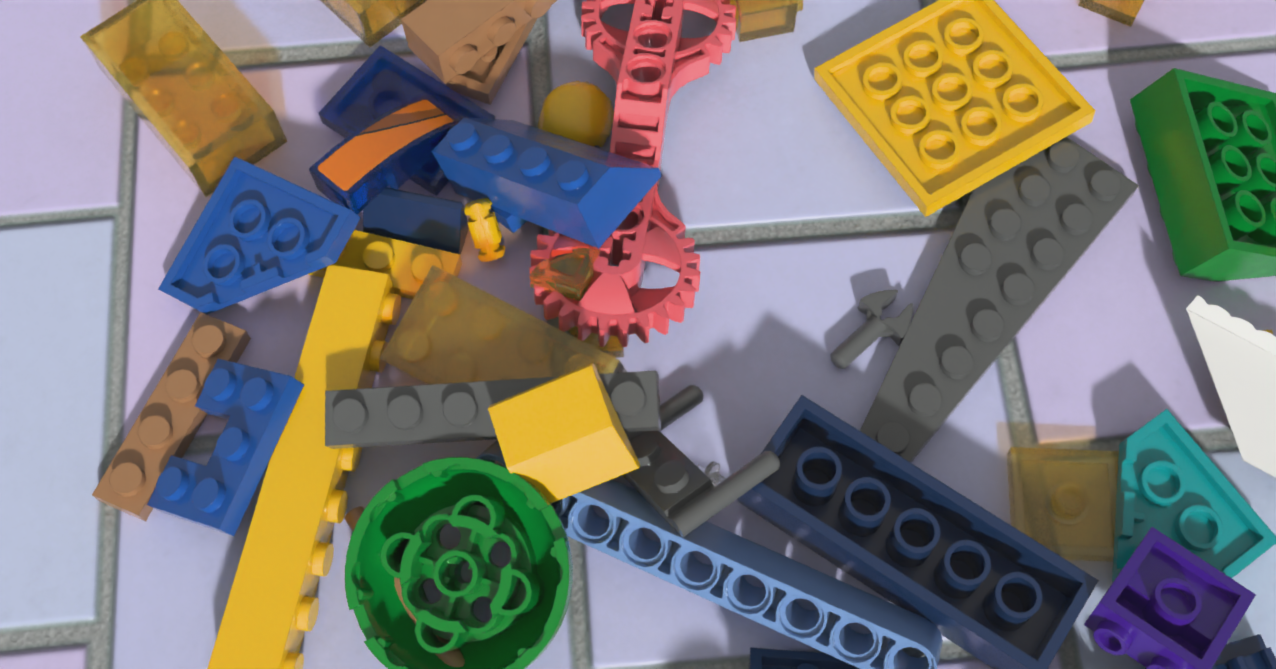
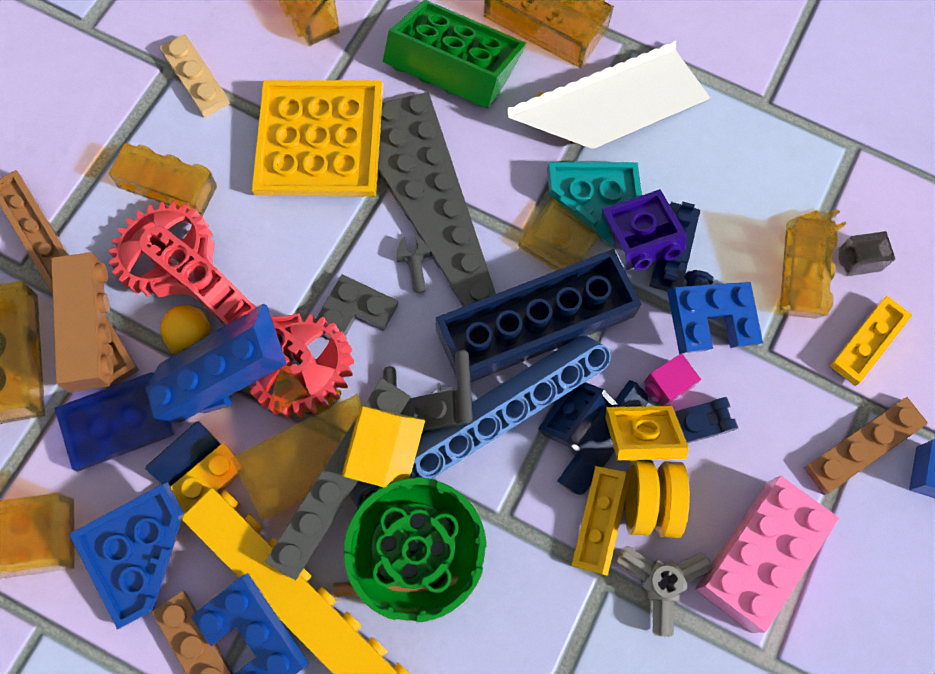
camera: 65 degrees left, 5 degrees up
(382, 153) = (133, 445): slope -> none
(484, 230) = (219, 419): yellow piece -> none
(761, 288) = (355, 300): none -> dark grey plate

